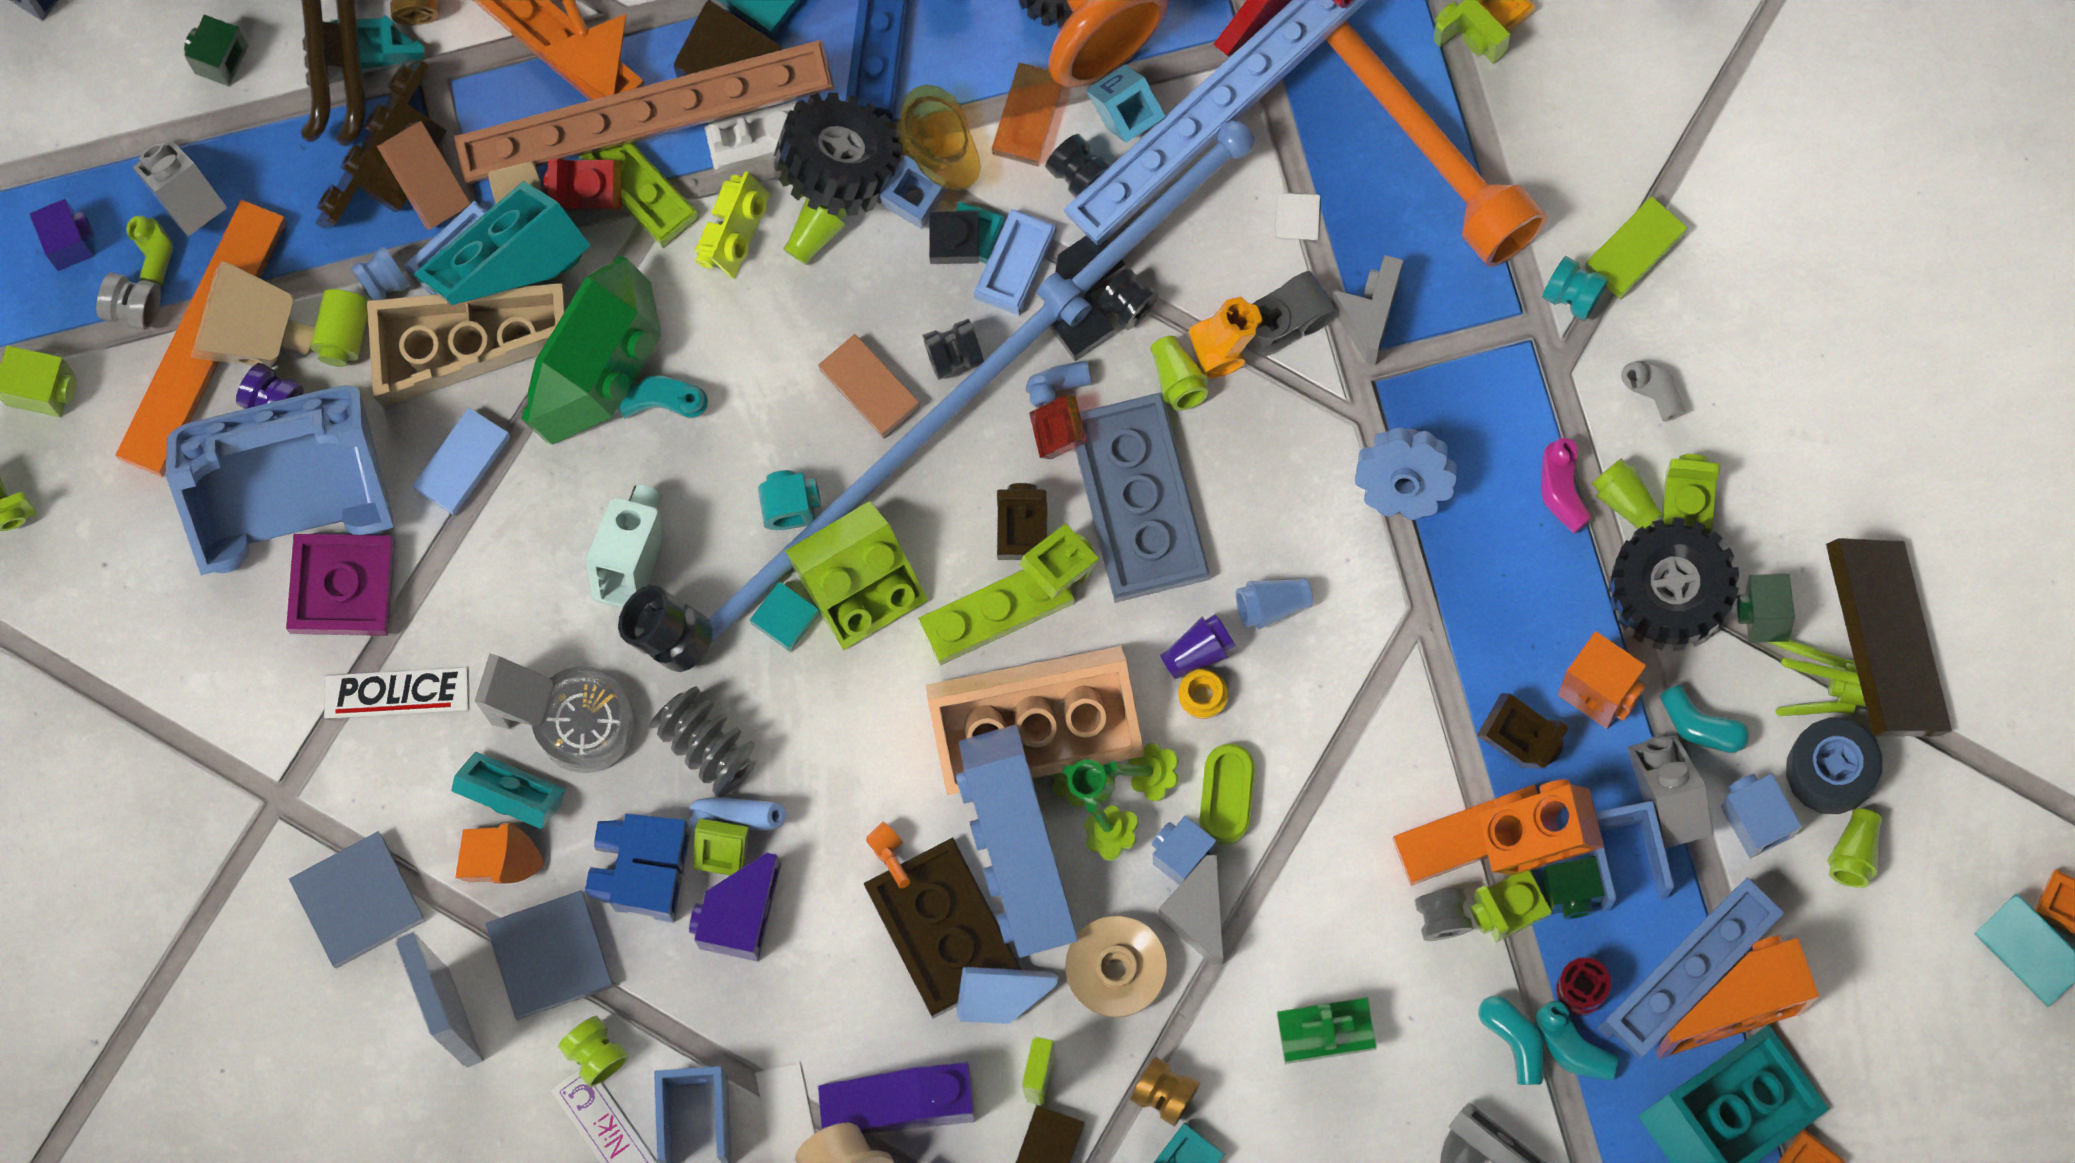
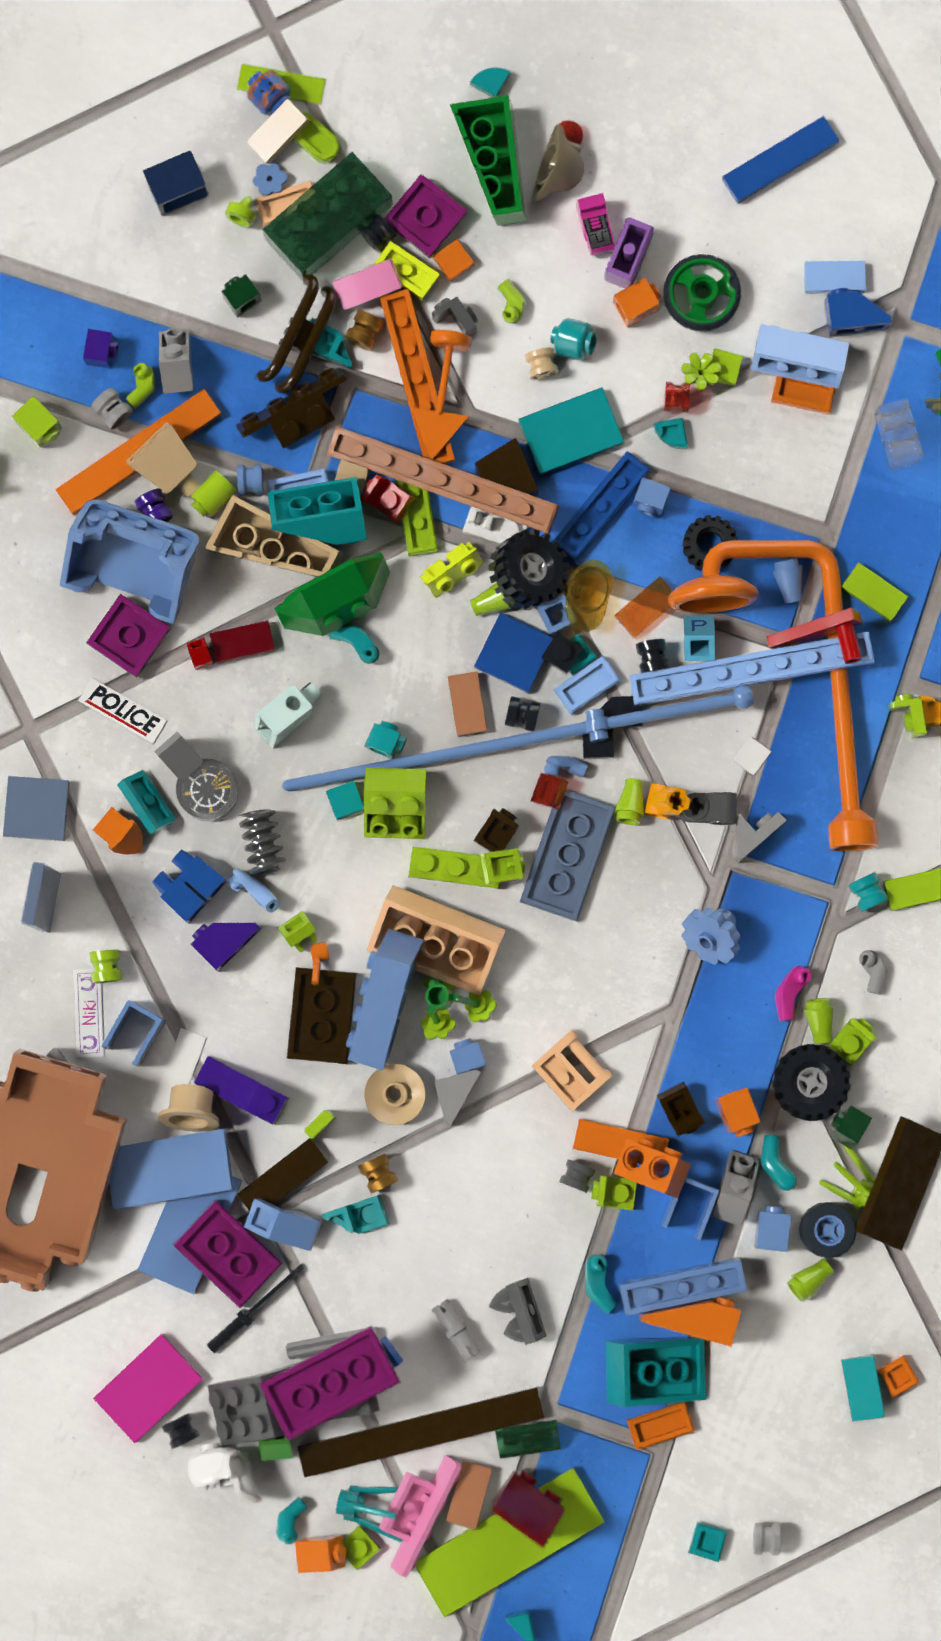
camera: 30 degrees right, 10 degrees up
(423, 175) = (306, 439): nougat tile -> none
(457, 547) = (199, 653): none -> red piece
(461, 461) = (231, 608): light blue tile -> none
(505, 496) = (242, 642): none -> dark red tile
(549, 955) = (115, 900): sand blue tile -> none
(665, 628) = (277, 770): black wheel -> none
(719, 847) = (234, 902): lime tile -> none
(831, 829) = (298, 929): none -> lime tile
(888, 281) = (513, 653): none -> blue tile
(1000, 994) = (328, 1070): light blue tile -> none
(1128, 298) = (631, 745): black wheel -> none
(1198, 647) = (547, 955): dark purple cone -> none
(1203, 679) = (529, 971): yellow plate -> none
(1227, 793) = (510, 1041): lime tile -> none
(1272, 600) = (598, 955): medium blue cone -> none
(1326, 1030) = (478, 1196): green hips -> none
(1334, 793) = (564, 1077): none -> light nougat plate
(1519, 1033) = (575, 1261): teal arm -> none
(1573, 887) = (651, 1205): dark green plate -> none
(1578, 992) = (620, 1255): dark red wheel -> none

